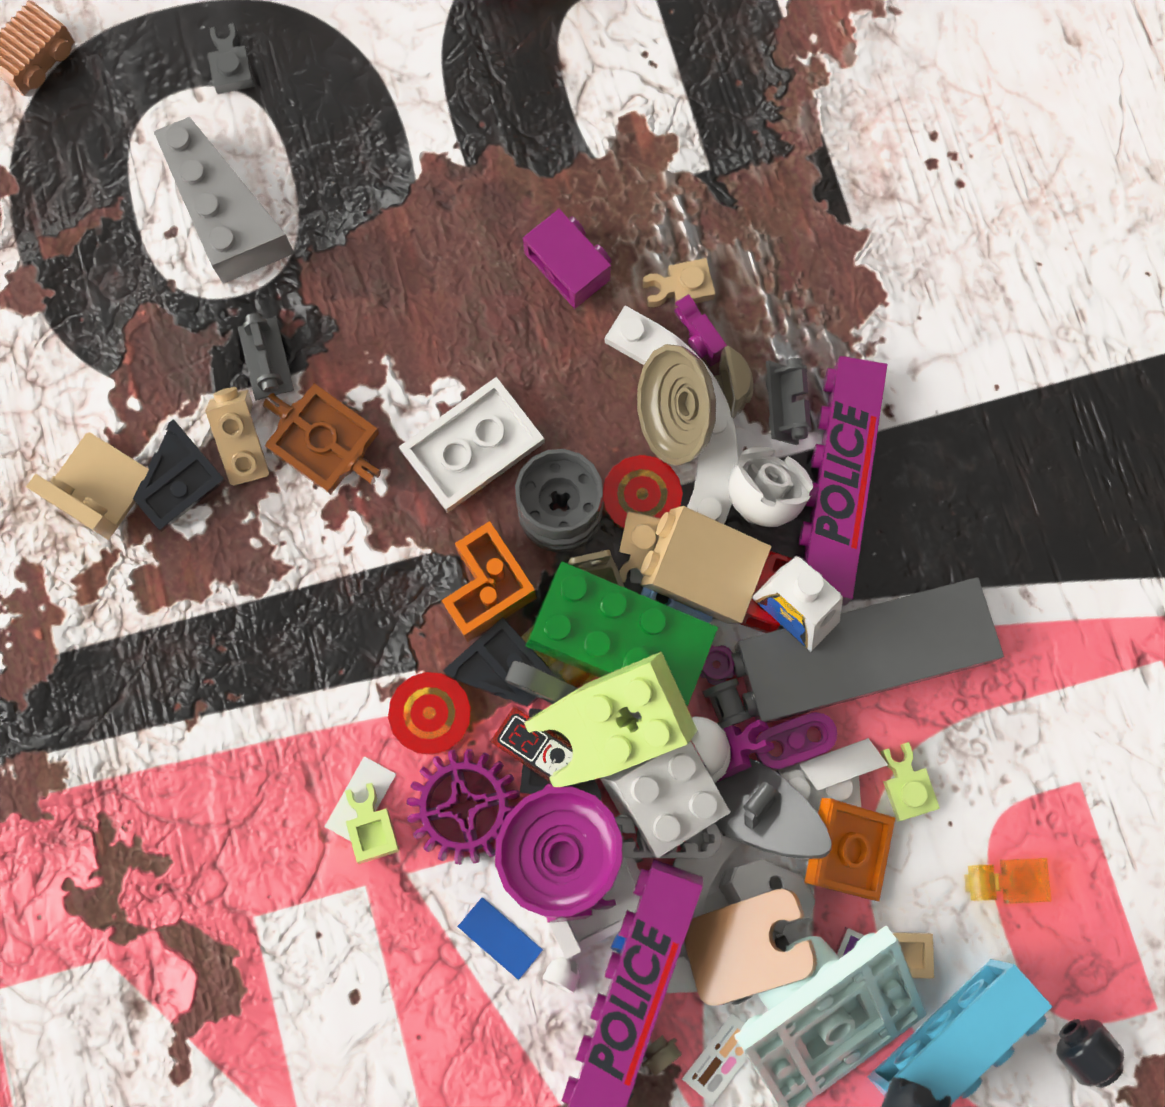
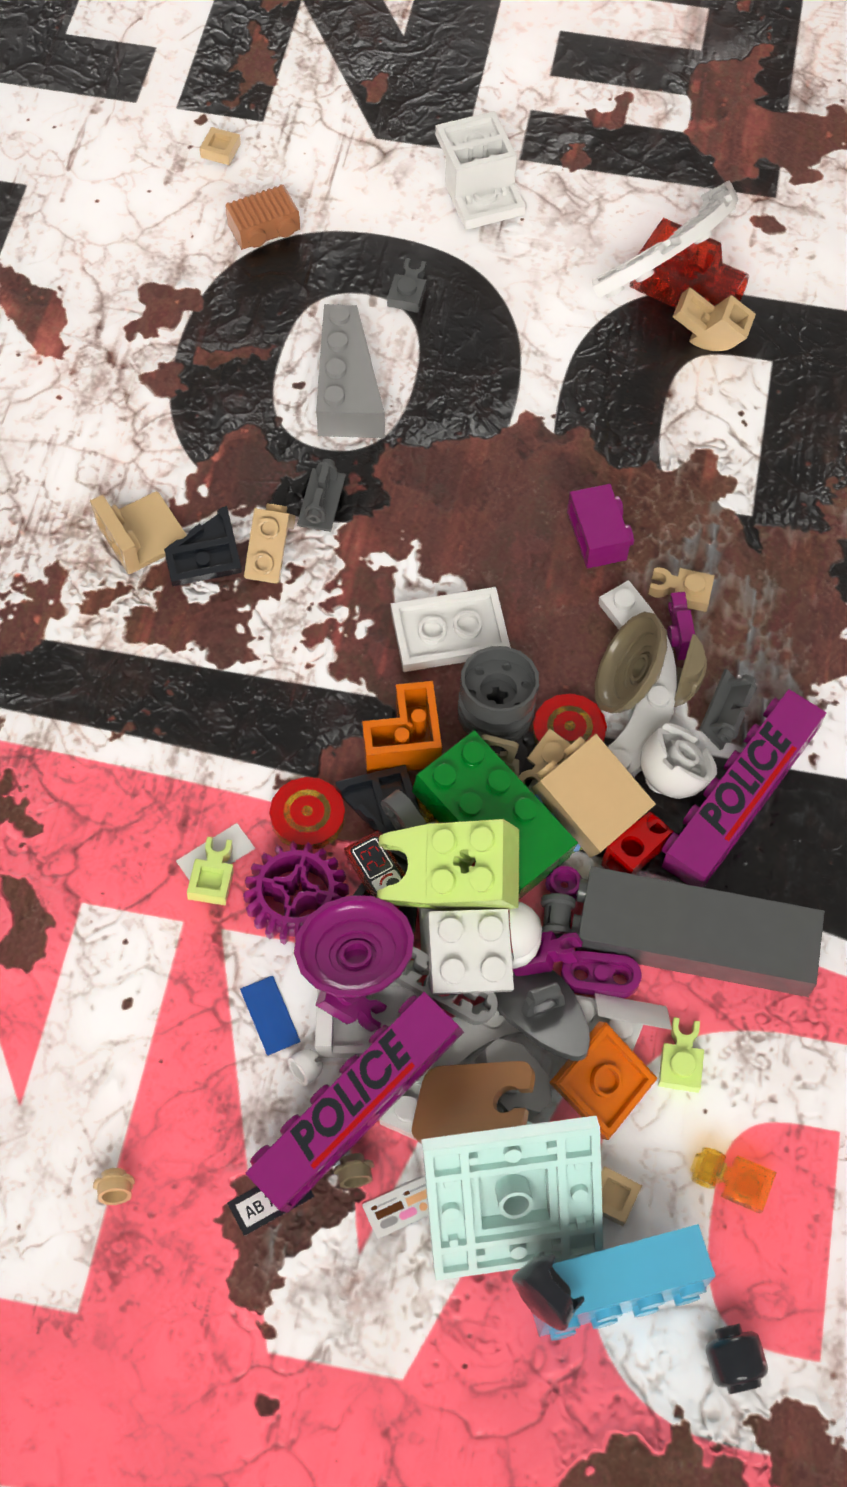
camera: 25 degrees right, 15 degrees down
(321, 438) = (333, 573): dark orange plate -> none
(801, 602) = (658, 852): white torso -> none

